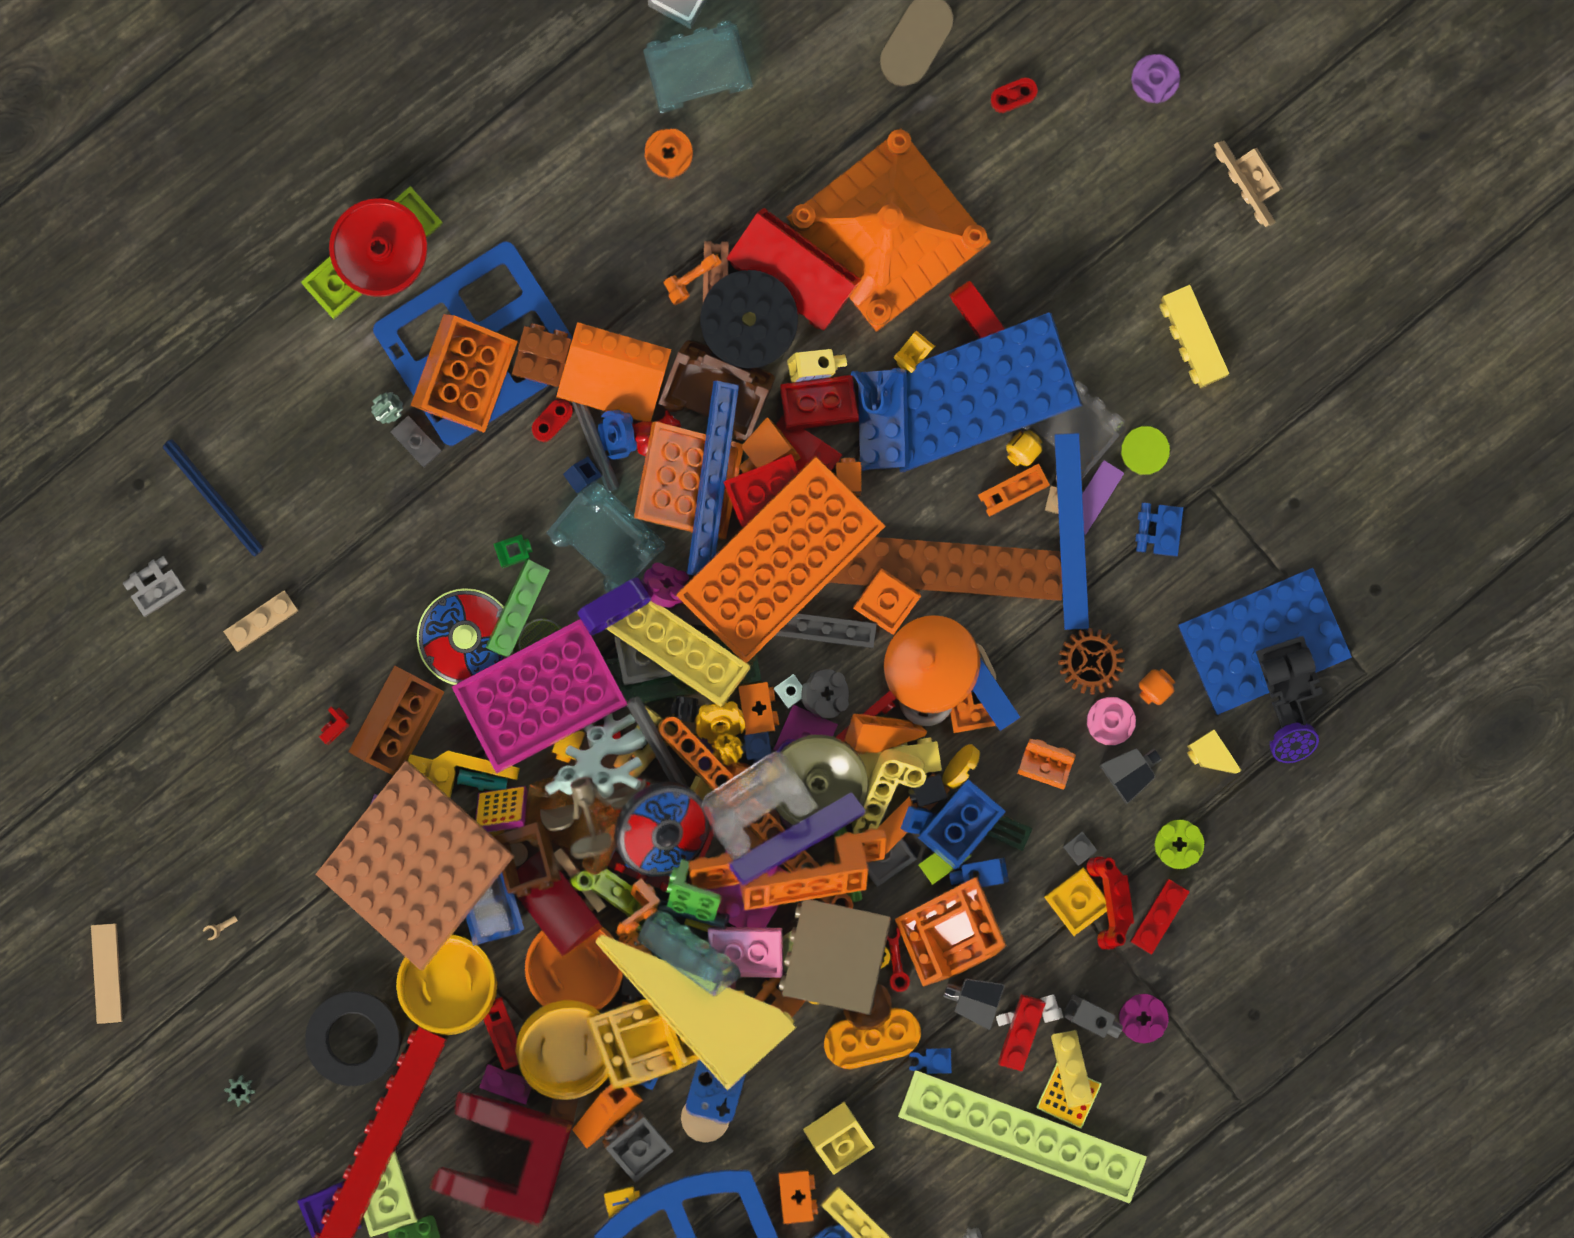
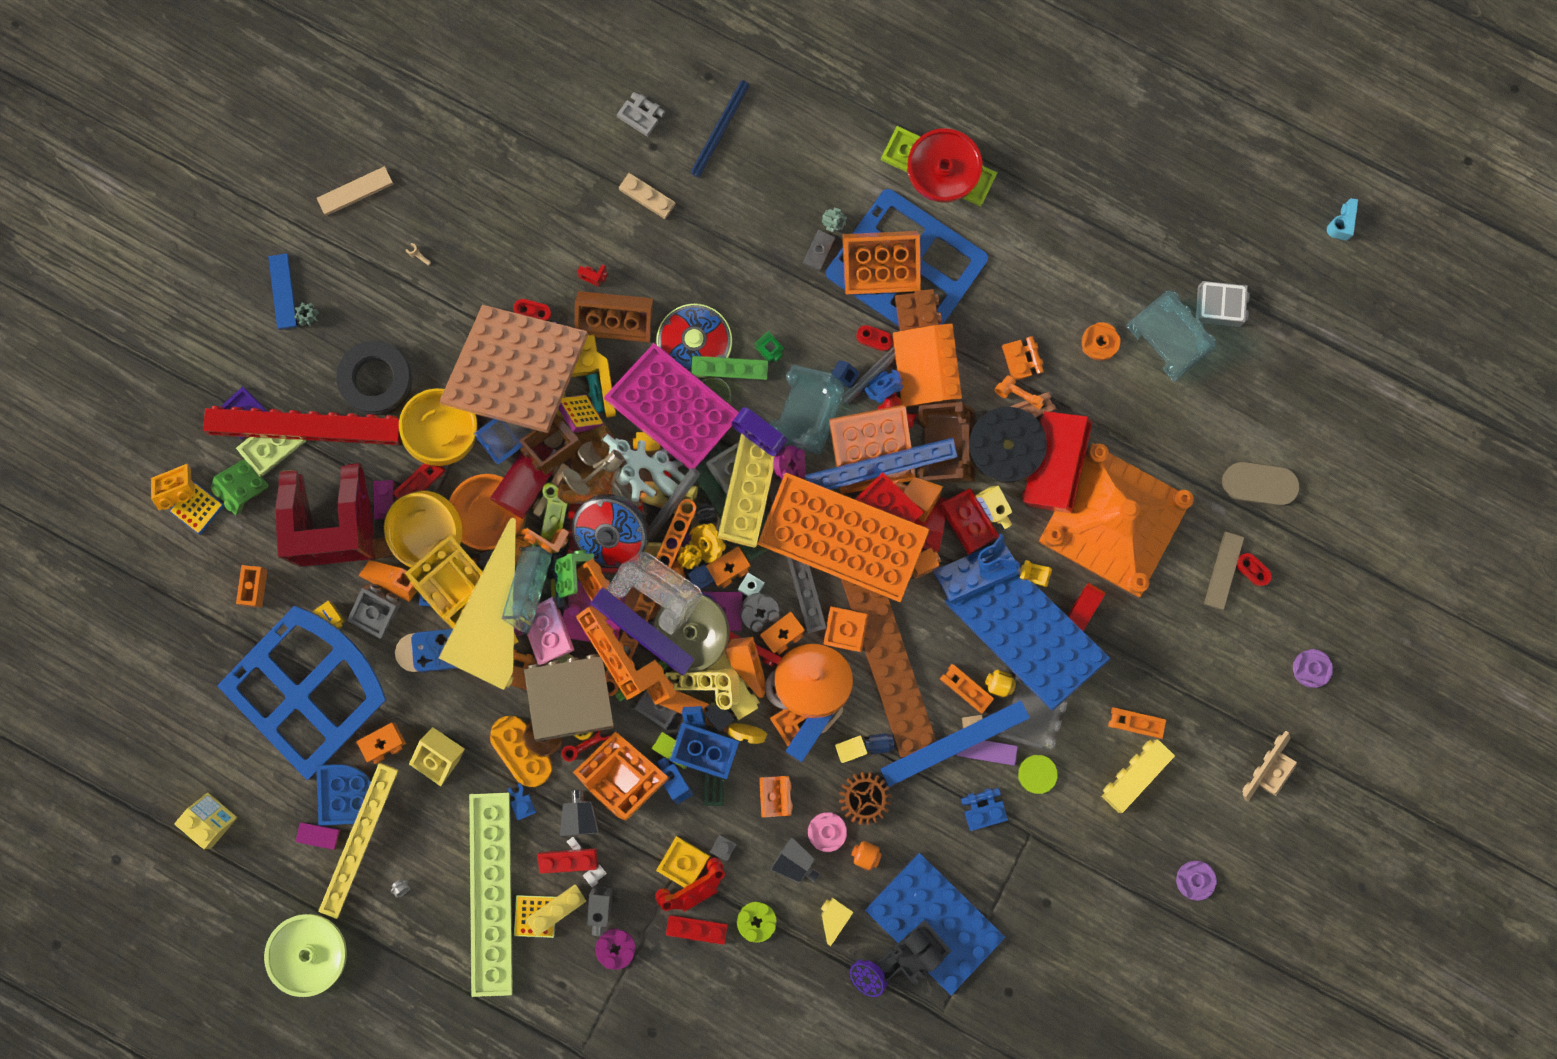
camera: 60 degrees right, 5 degrees down
(198, 1108) = (282, 291): none -> blue tile
(347, 815) = (533, 309): none -> red plate
(650, 262) = (1017, 360): none -> orange plate
(858, 691) = (771, 635): none -> orange brick
(1000, 130) = (1223, 571): none -> dark tan tile
(1028, 653) = (851, 749): none -> light yellow bracket
(1035, 618) = (879, 743): none -> dark blue brick
(1135, 309) = (1138, 723): none -> orange plate
(1339, 321) = (1196, 880): none -> medium lavender tile

